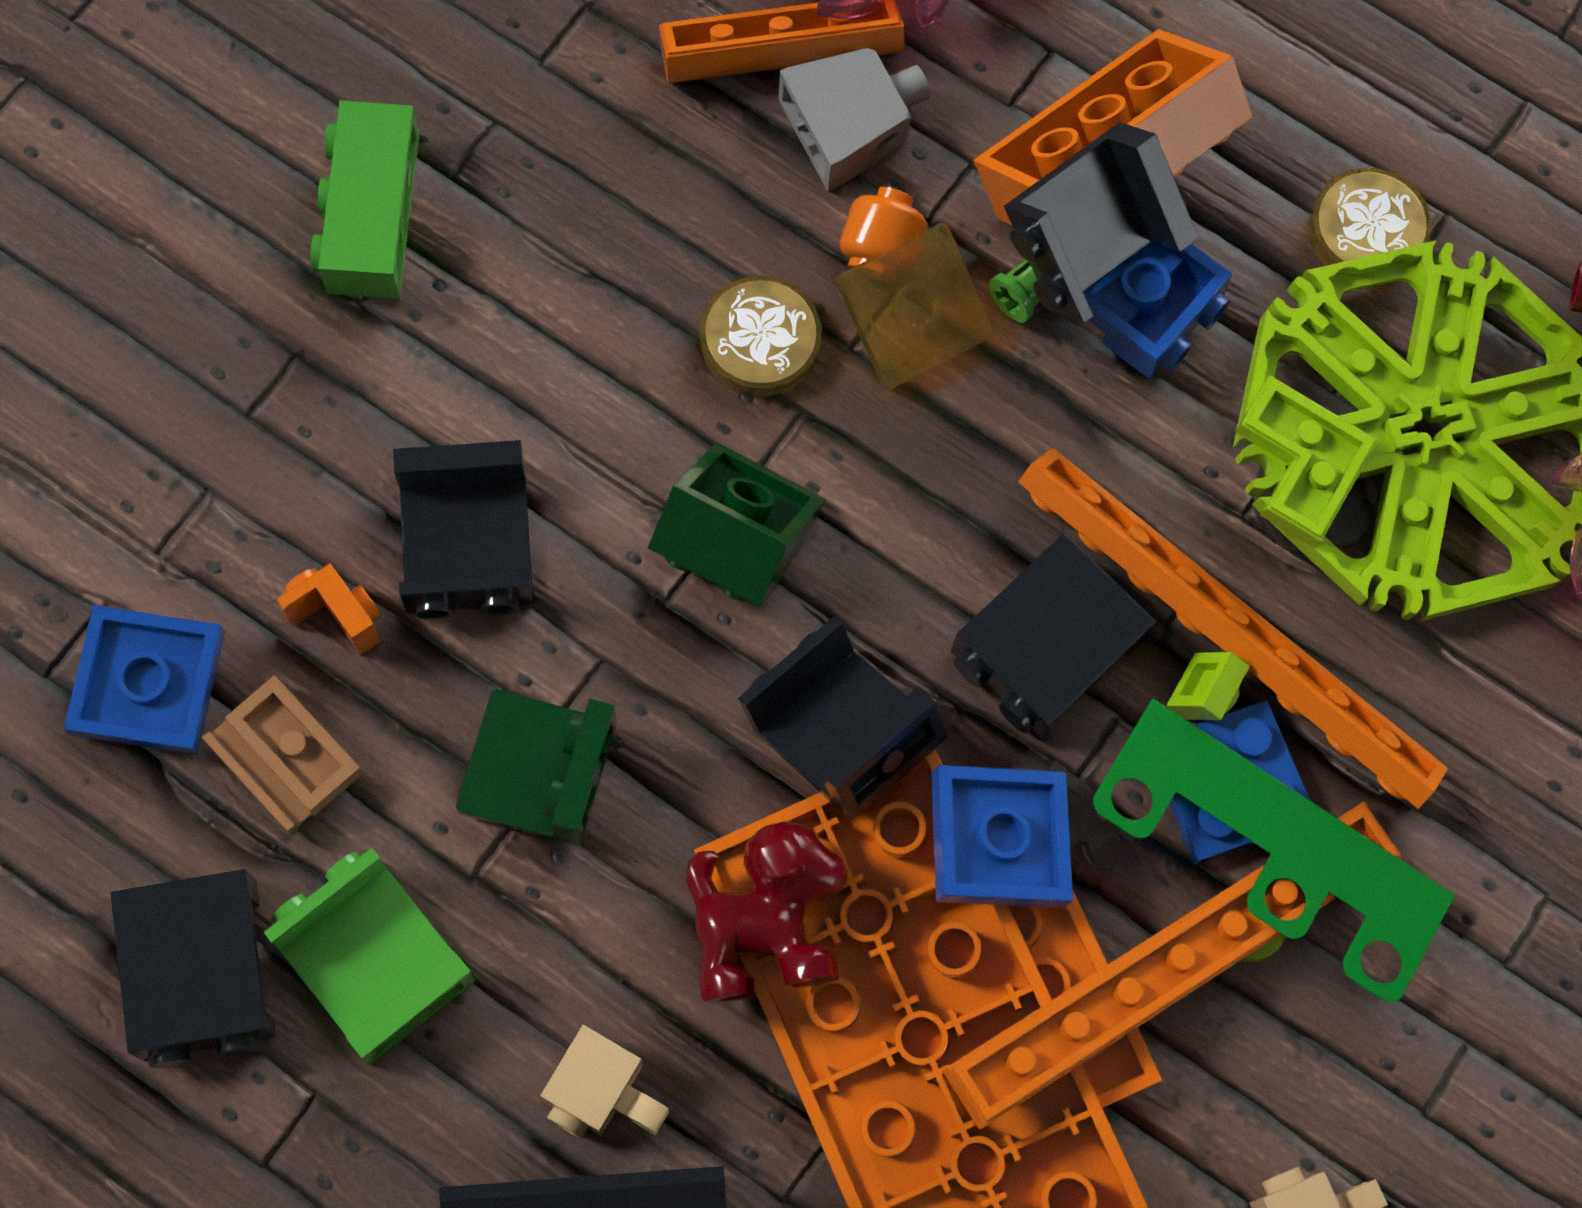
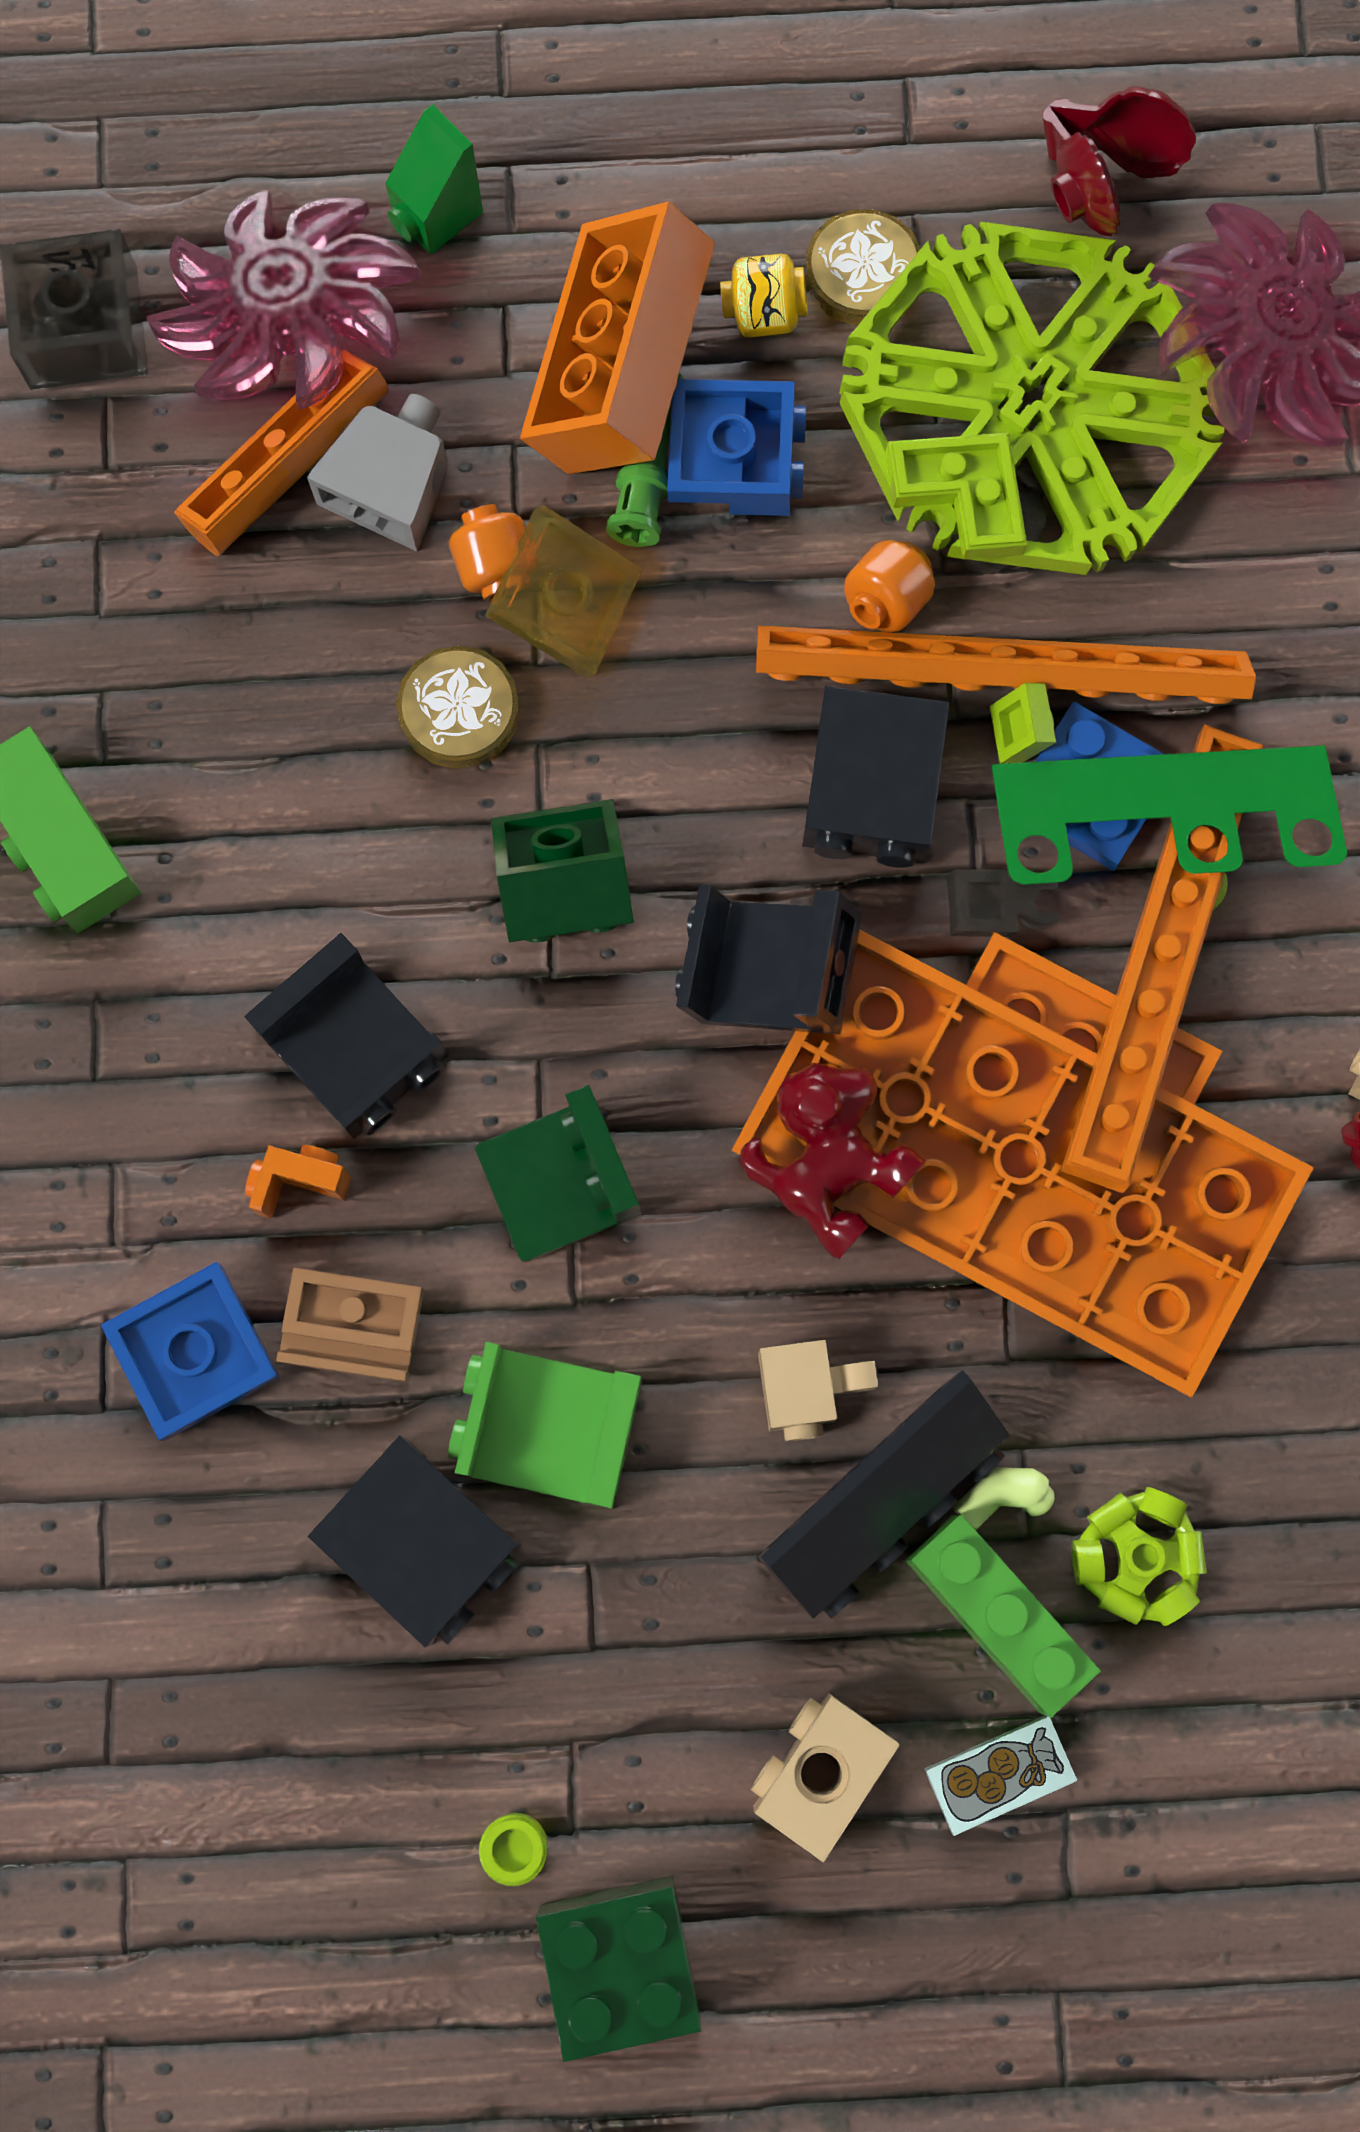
camera: 30 degrees left, 5 degrees up
(1001, 836) = (965, 958): blue plate -> none
(1097, 215) = (659, 408): black panel -> none
(1185, 493) = (889, 584): none -> orange head
(1266, 190) = (765, 295): none -> yellow head

